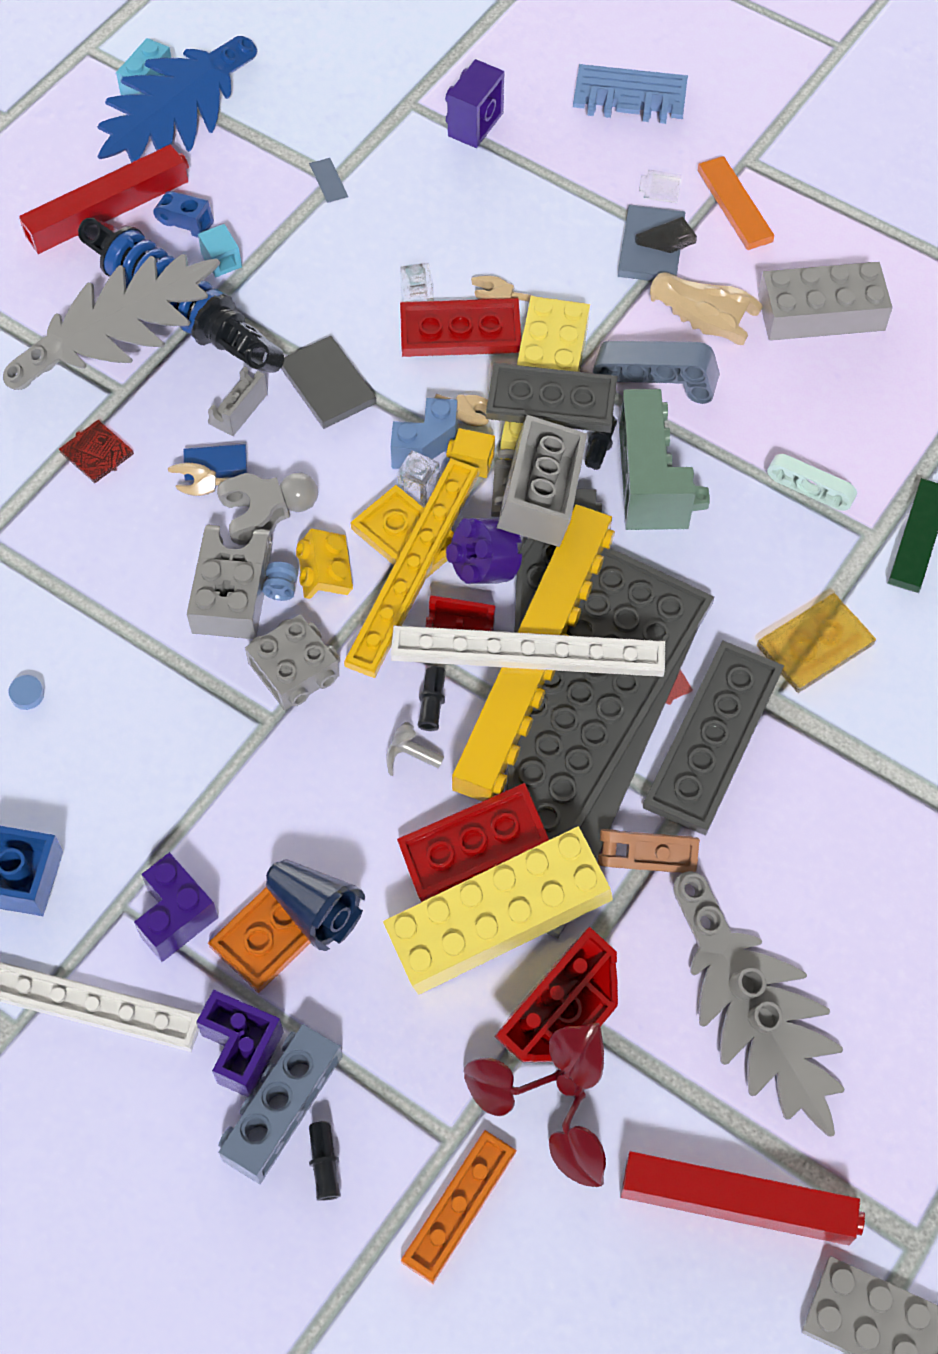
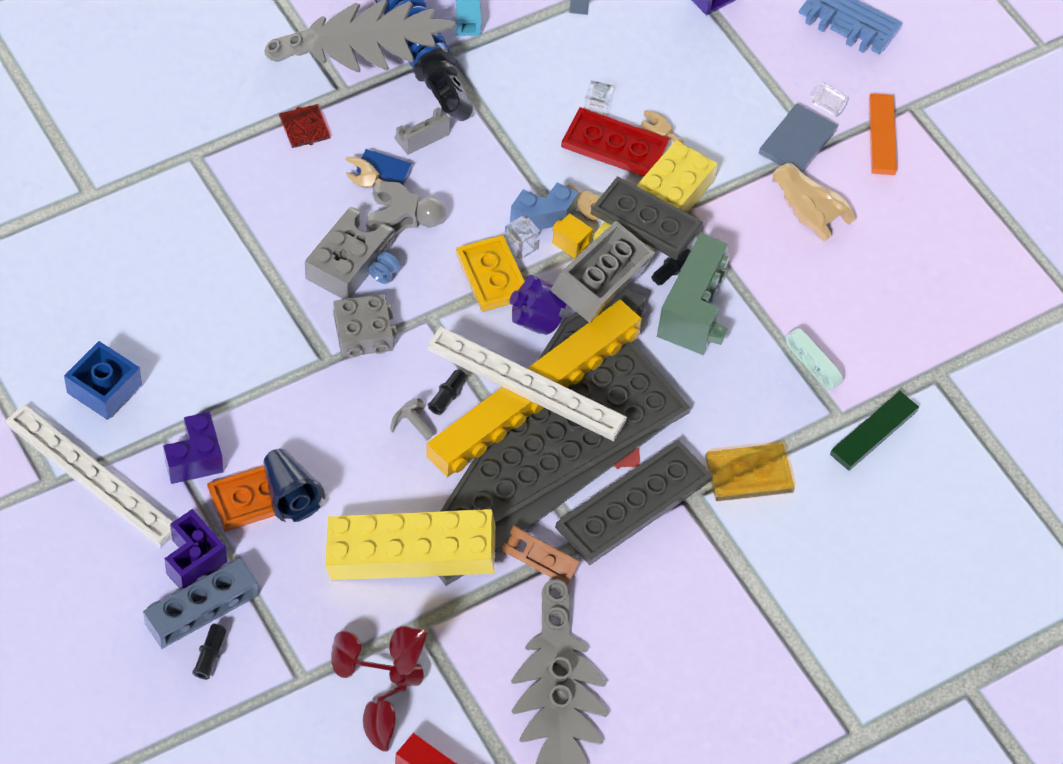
camera: 20 degrees right, 5 degrees down
(26, 692) = (171, 270): medium blue tile -> none
(324, 563) = (422, 268): yellow bracket -> none
(327, 382) = (496, 143): dark grey tile -> none
(411, 568) = (484, 294): yellow tile -> none
(458, 1207) = (283, 720): orange tile -> none
(460, 614) = (498, 342): red hinge -> none
(472, 841) = (420, 492): red plate -> none
(572, 993) = (441, 613): red wedge -> none
(662, 362) = (749, 228): sand blue beam -> none
(668, 236) = (811, 138): clear smoke tile -> none
(824, 300) = (903, 233): light grey brick -> none

